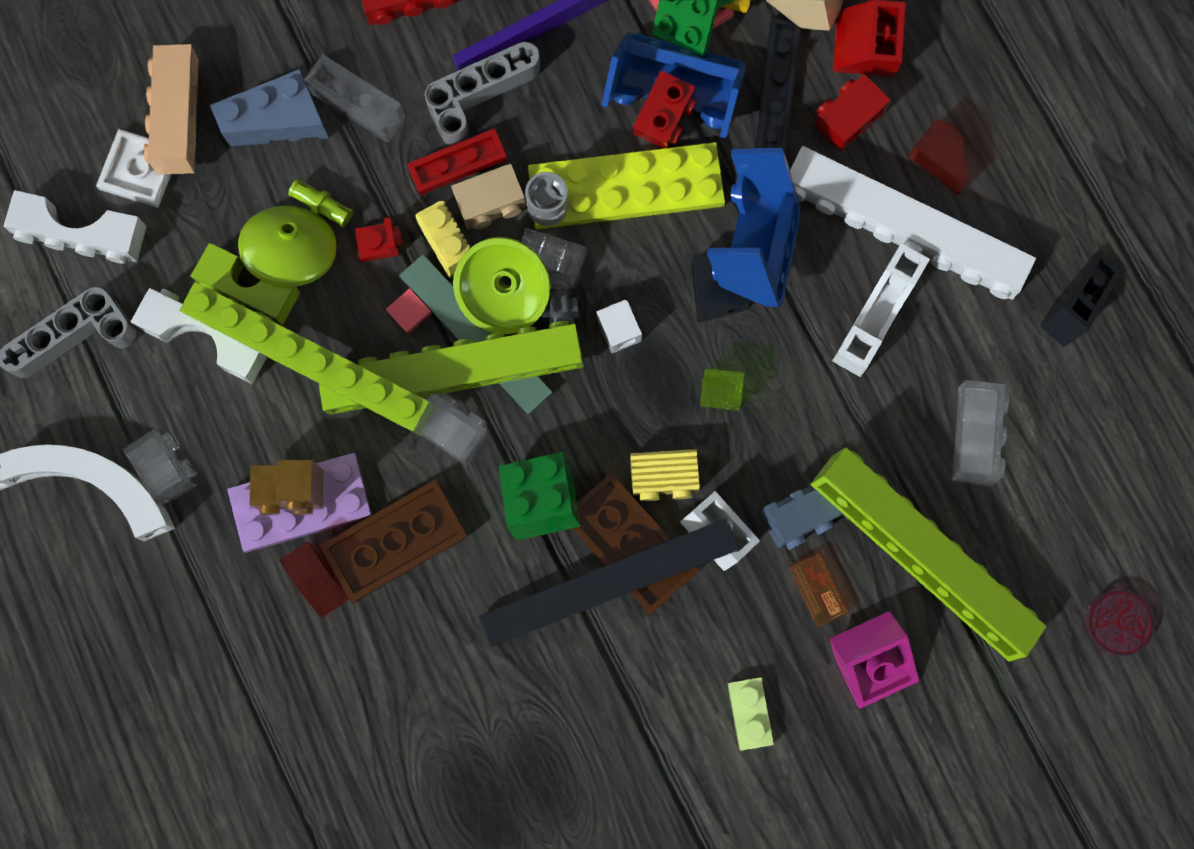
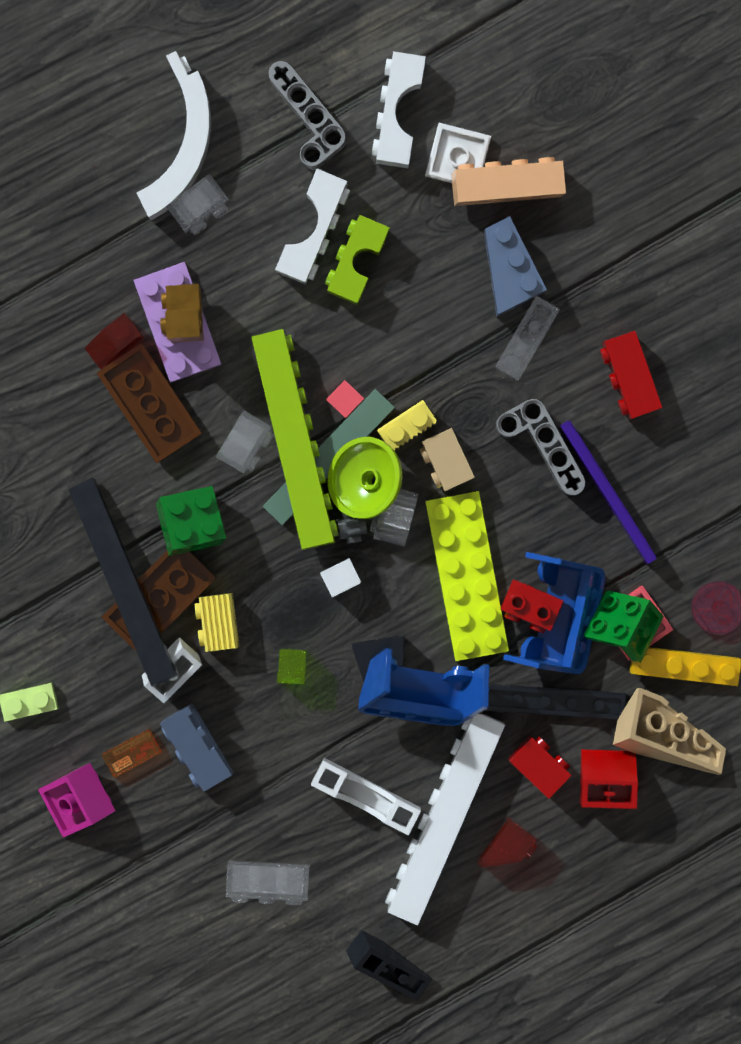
camera: 80 degrees right, 10 degrees up
(287, 257) = (378, 290): lime dish -> none
(307, 358) = (289, 321): lime brick -> none
(320, 202) = (435, 316): lime pin -> none
(378, 241) = (404, 368): red bracket -> none
(457, 162) = (478, 430): red plate -> none
(547, 198) = (442, 510): light grey wheel -> none
(929, 555) = (160, 840): lime brick -> none
(1119, 622) = (119, 999): tile -> none

